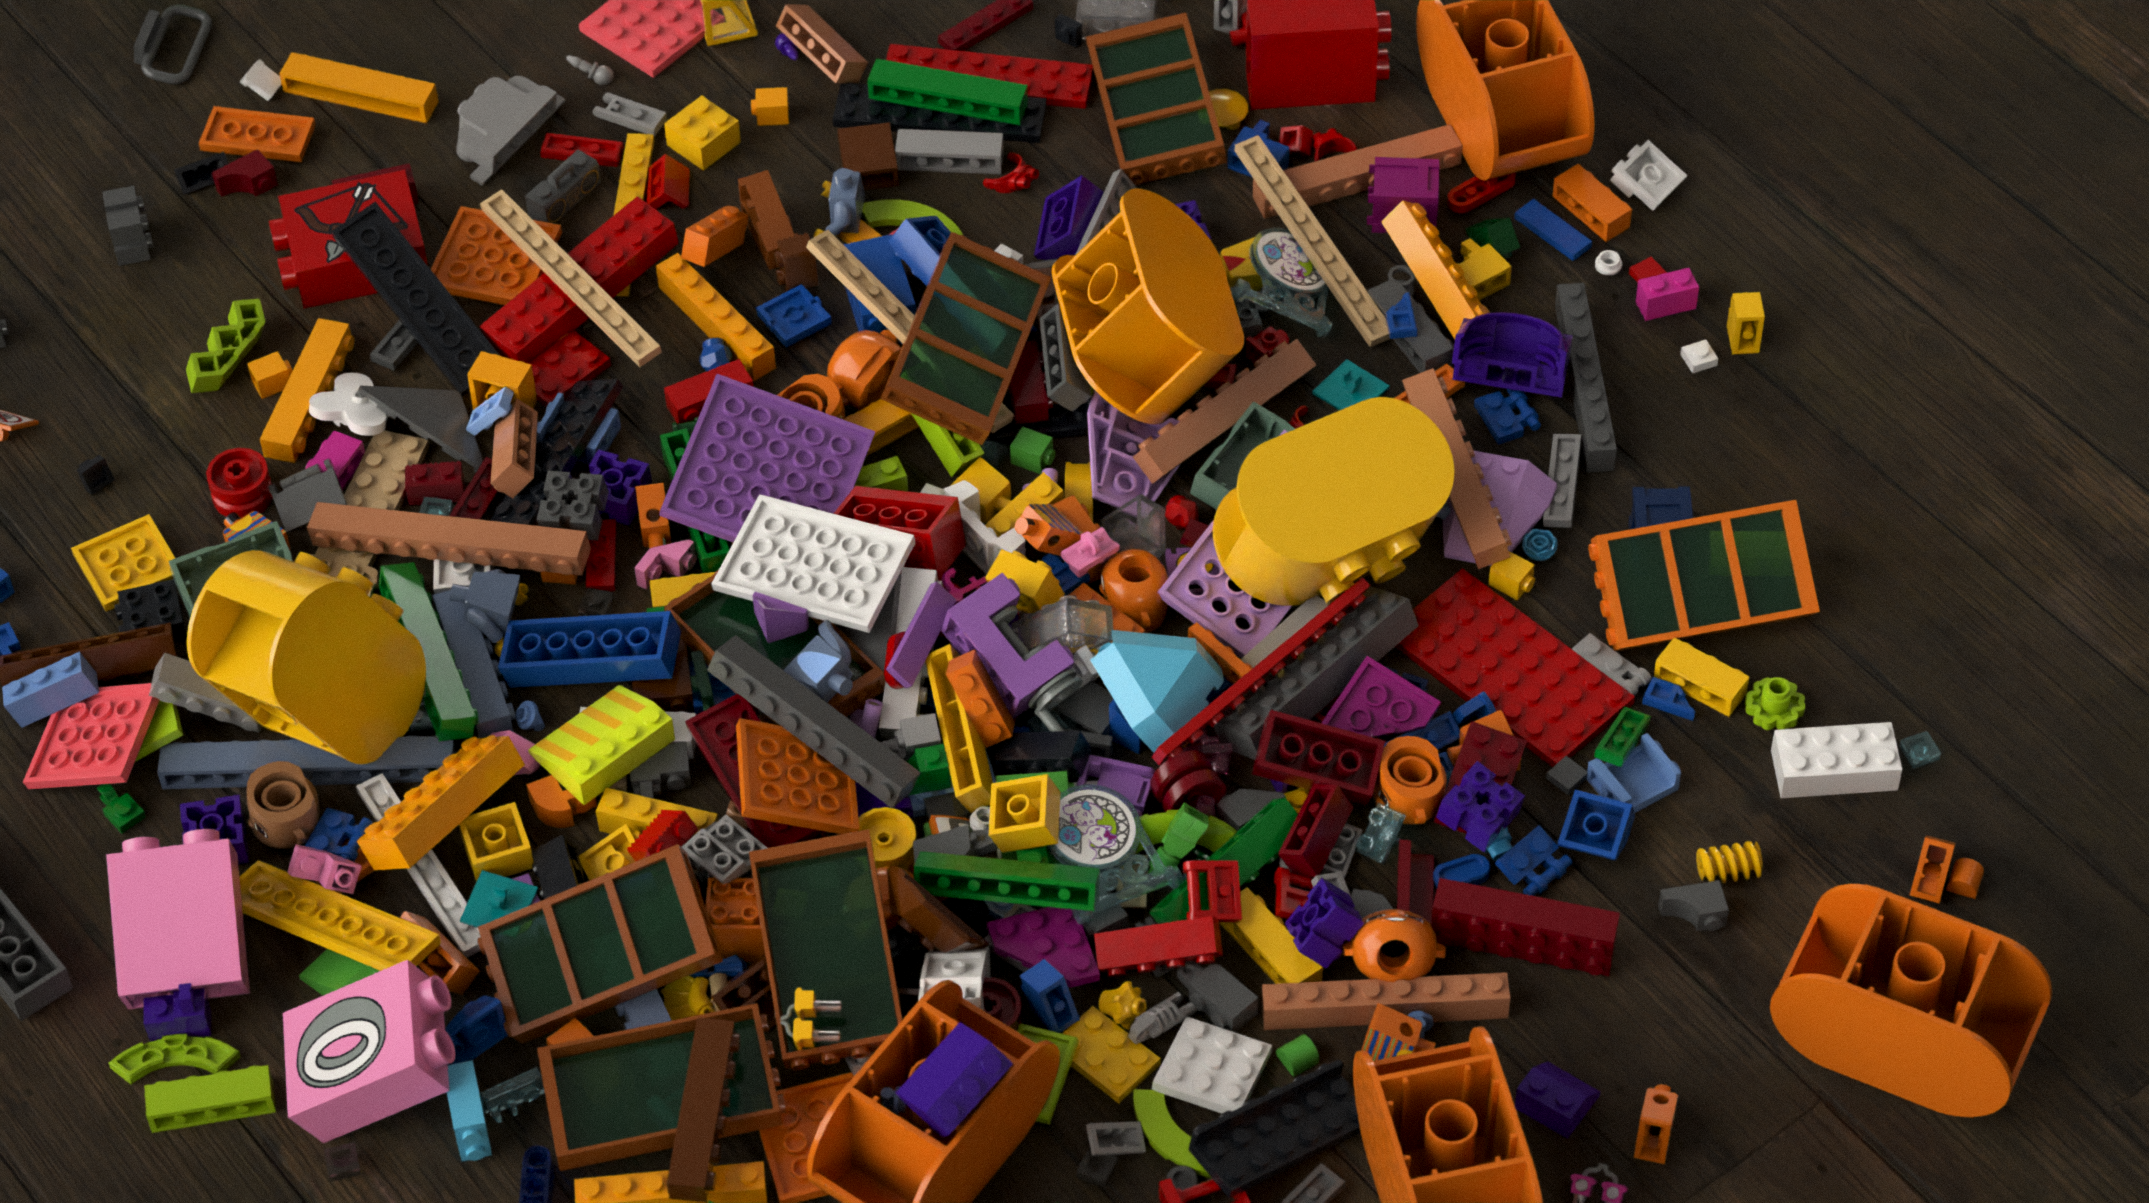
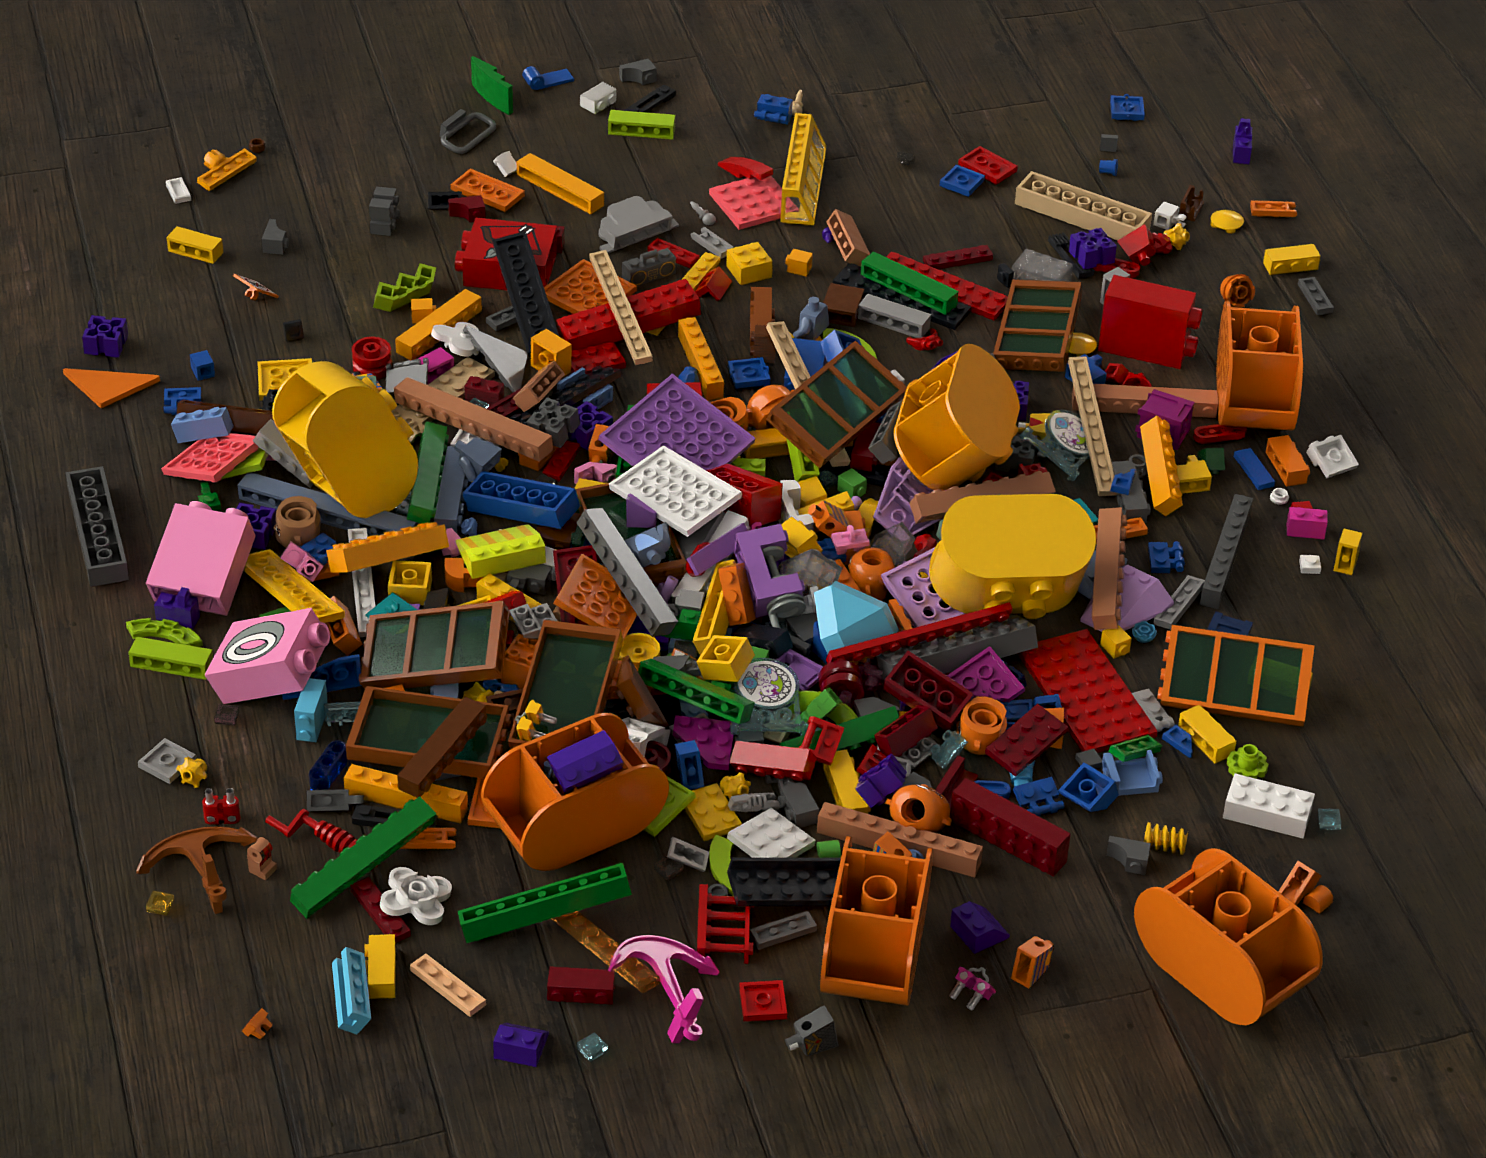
camera: 20 degrees right, 10 degrees down
(490, 410) = (541, 362): light blue plate -> none
(714, 236) = (722, 314): orange brick -> none
(1480, 806) = (1014, 748): dark purple brick -> none
(1514, 353) = (1186, 519): dark purple piece -> none

